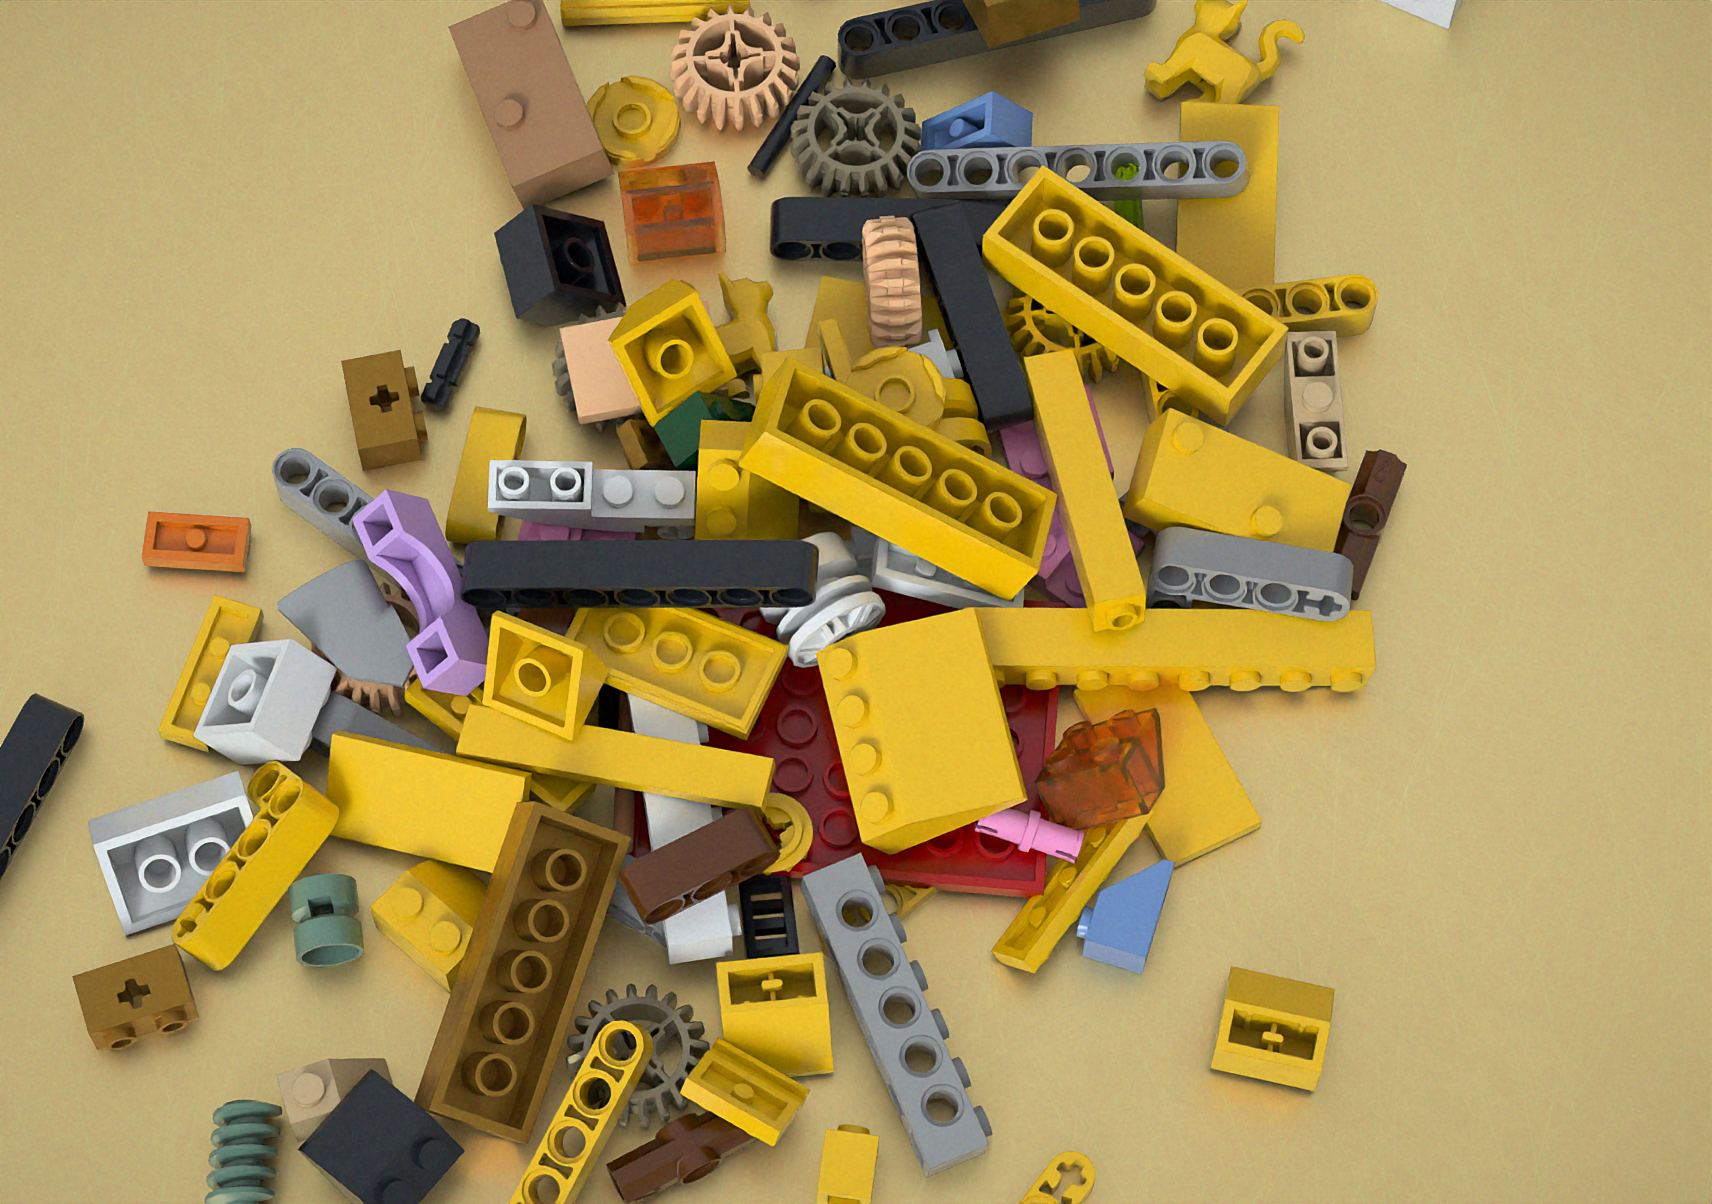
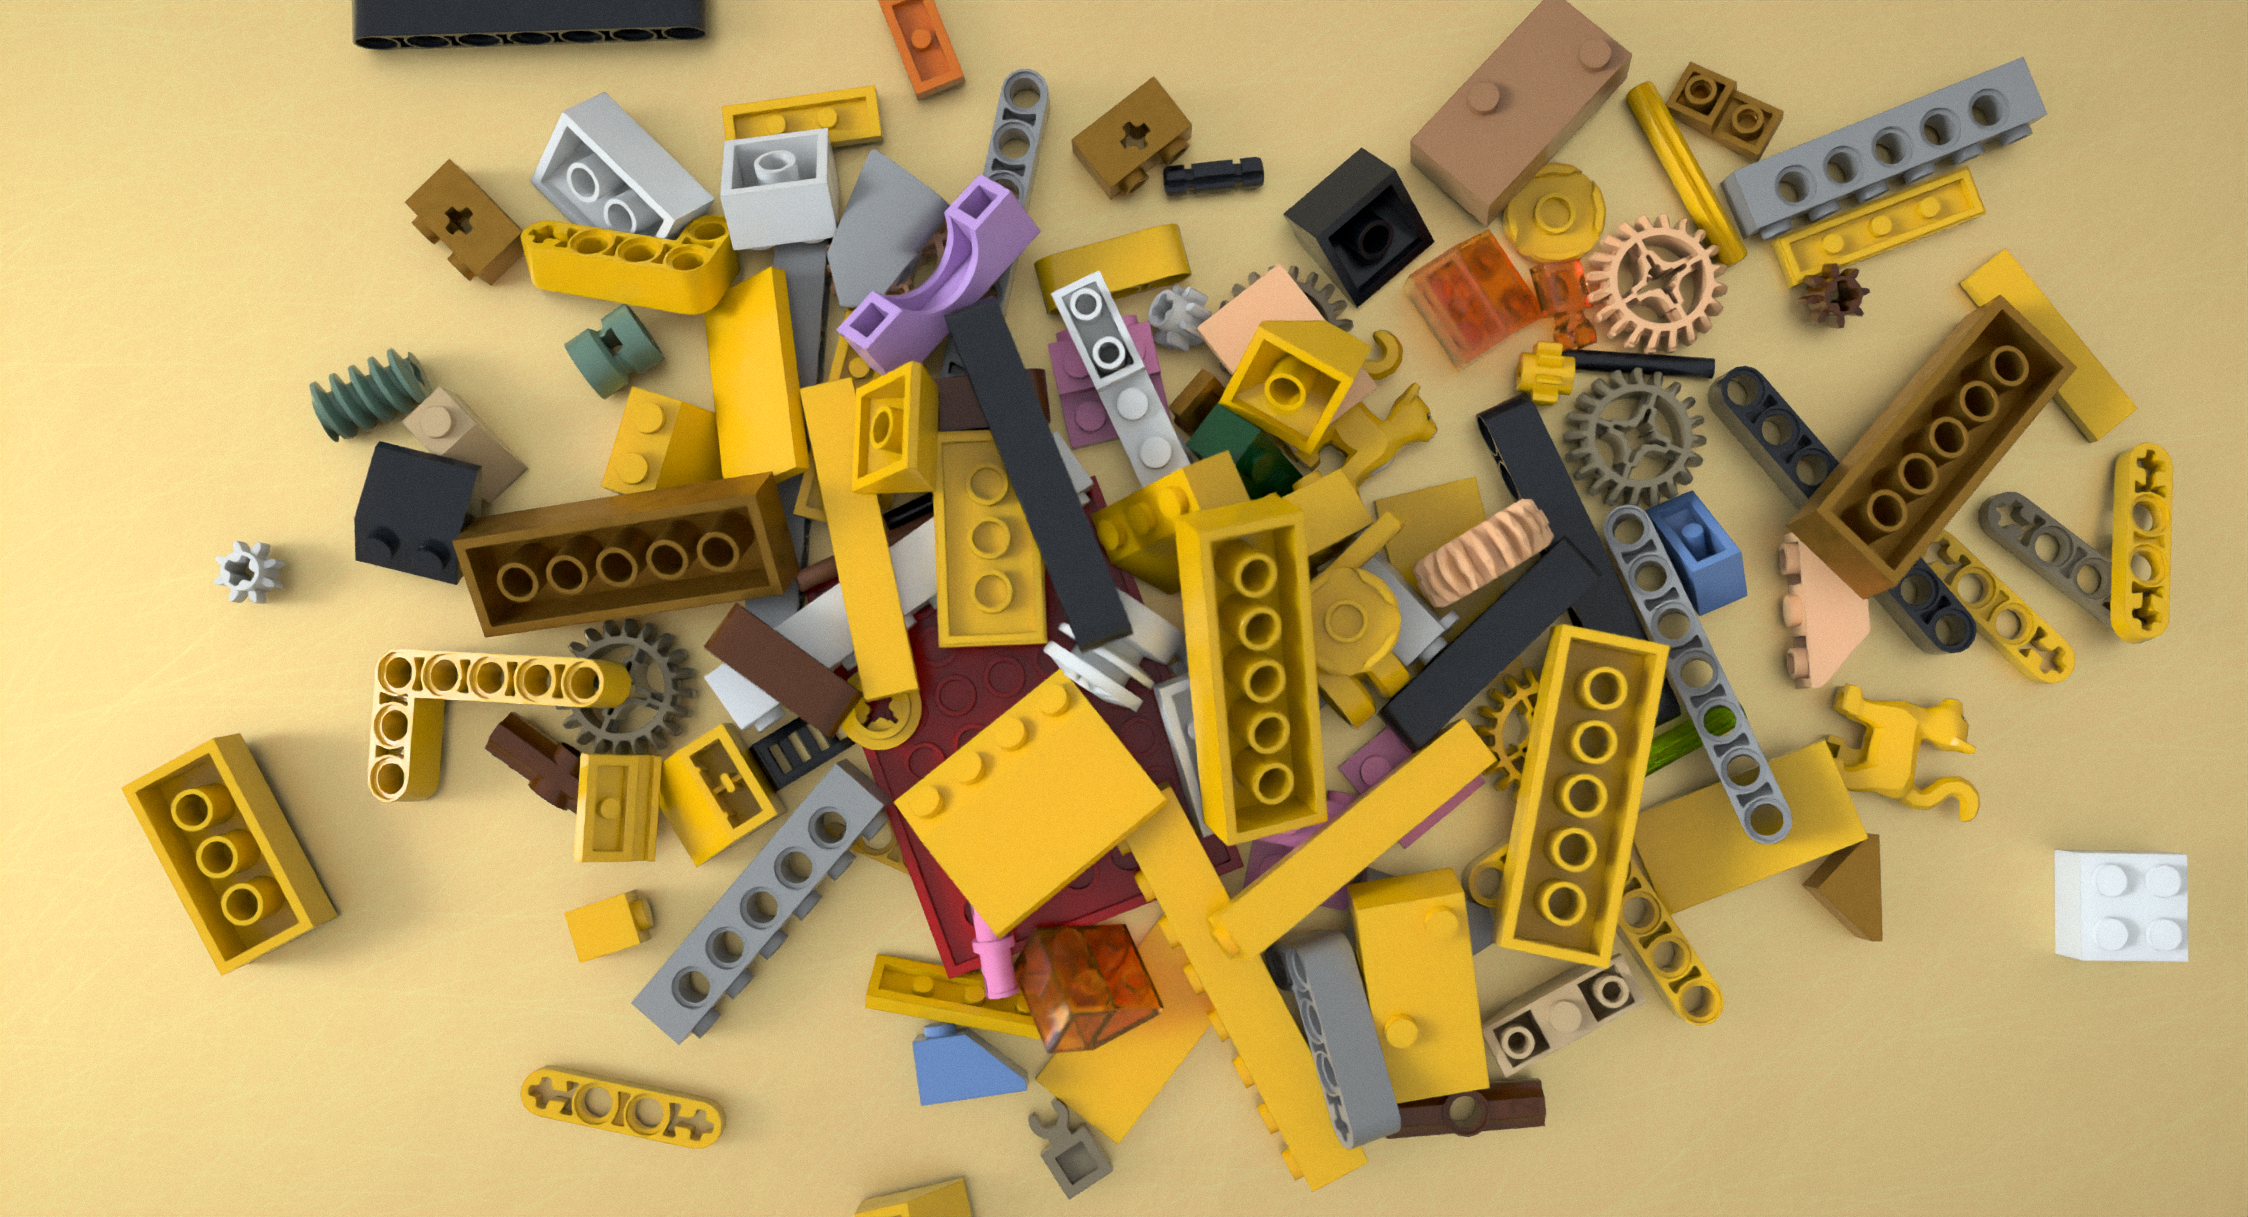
camera: 70 degrees right, 20 degrees up
(559, 437) = (1178, 316): none -> white gear
(707, 141) = (1563, 295): none -> clear orange plate
(763, 180) = (1545, 373): none -> yellow gear
(1072, 65) = (1823, 615): none -> light nougat slope
(1253, 861) = (1073, 1155): none -> dark tan plate
(1318, 147) = (1851, 887): none -> pearl gold slope

